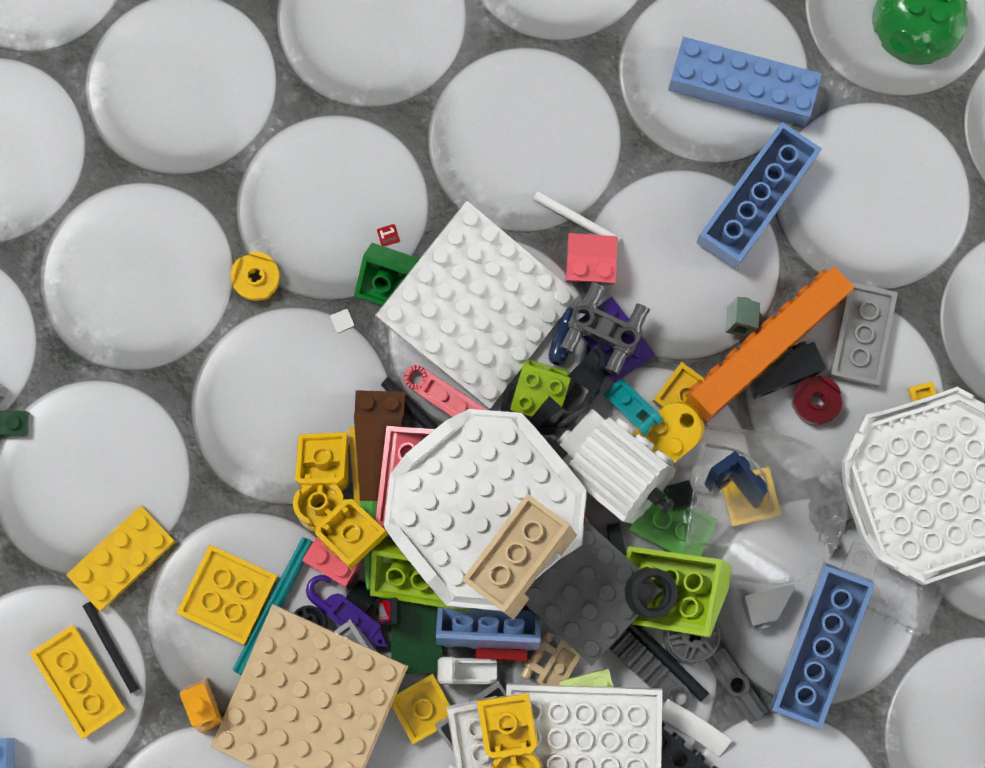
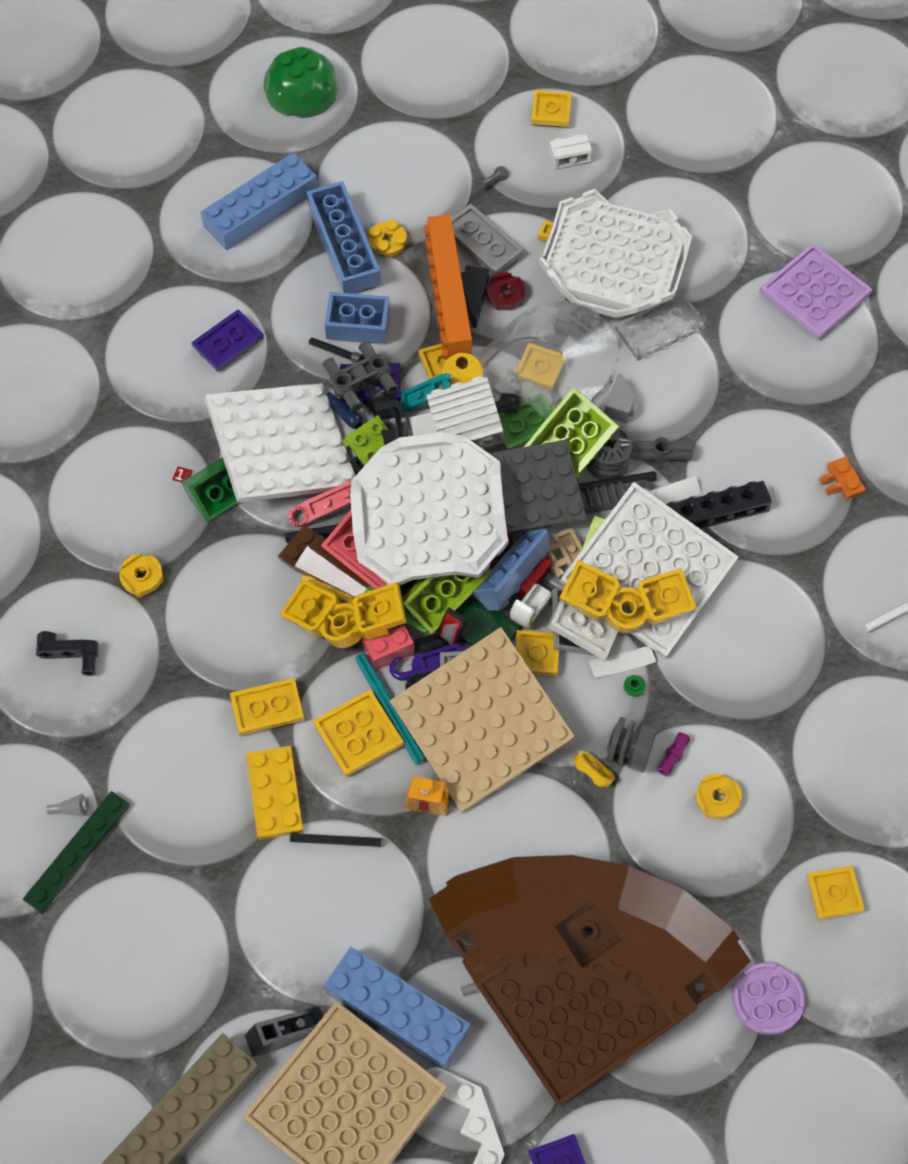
camera: 55 degrees left, 15 degrees down
(78, 681) = (344, 876): yellow plate -> none
(126, 248) = (50, 648): none -> black beam
(198, 491) = (266, 706): none -> yellow plate
(342, 320) = (219, 541): white sticker -> none
(519, 555) = (484, 486): tan piece -> none
(562, 169) = (227, 340): none -> dark purple plate
(573, 216) = (268, 353): white bar -> none
(591, 258) = (305, 359): coral slope -> none
(626, 306) = (354, 357): none -> black piece
(669, 598) = (568, 432): black tyre -> none
(674, 276) = (357, 317): none -> medium blue brick
(738, 470) = (527, 344): dark blue bracket -> none
(743, 317) = (417, 296): sand green brick -> none
(807, 232) = (387, 229): none -> yellow plate
(822, 645) = (671, 377): medium blue brick -> none
(962, 295) = (500, 173): none -> dark grey bar

